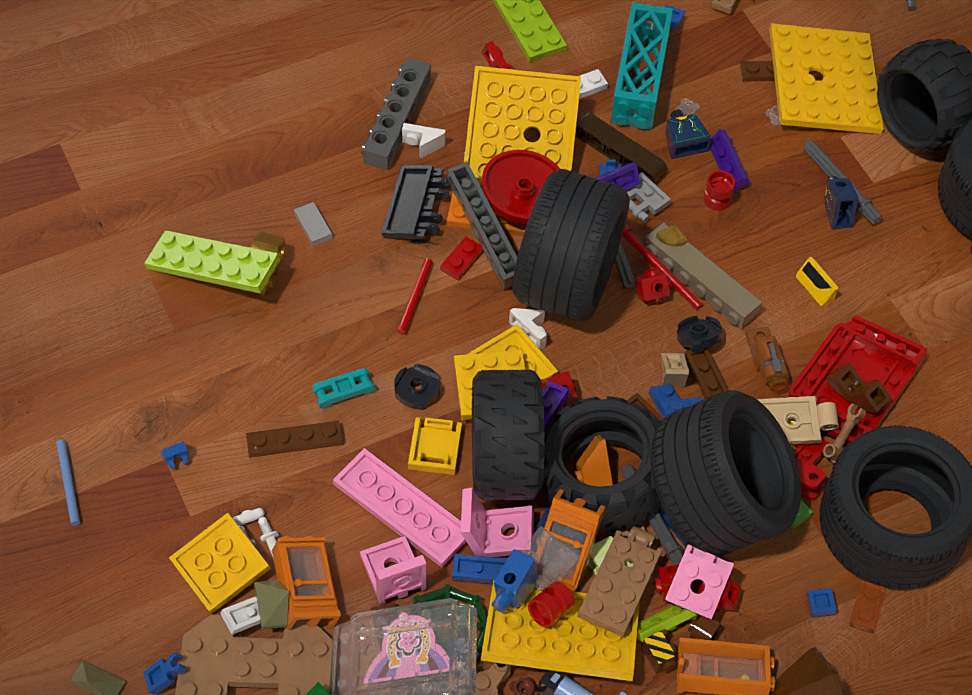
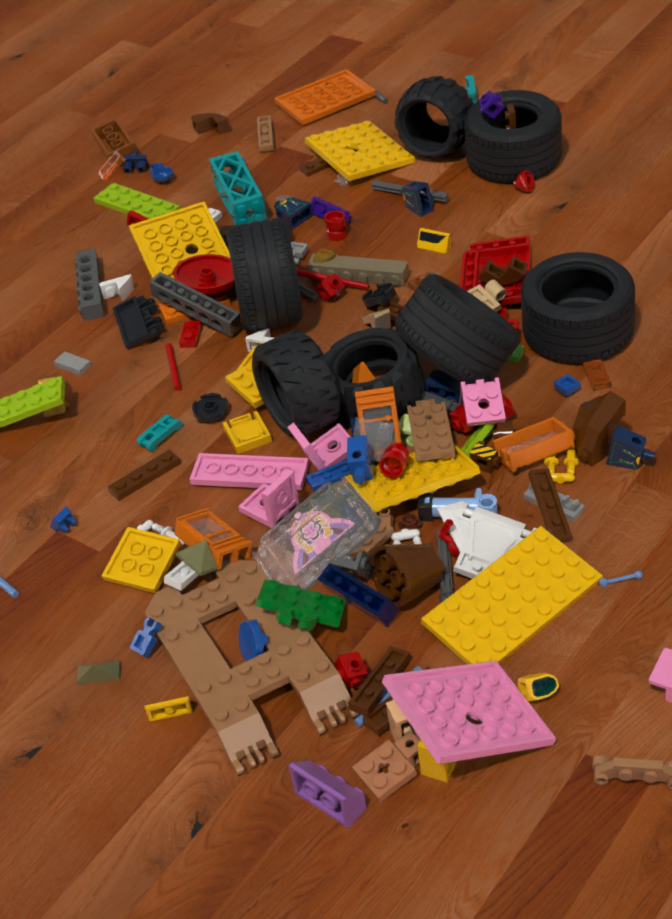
camera: 20 degrees left, 15 degrees down
(832, 451) = (513, 308): medium nougat brick -> none

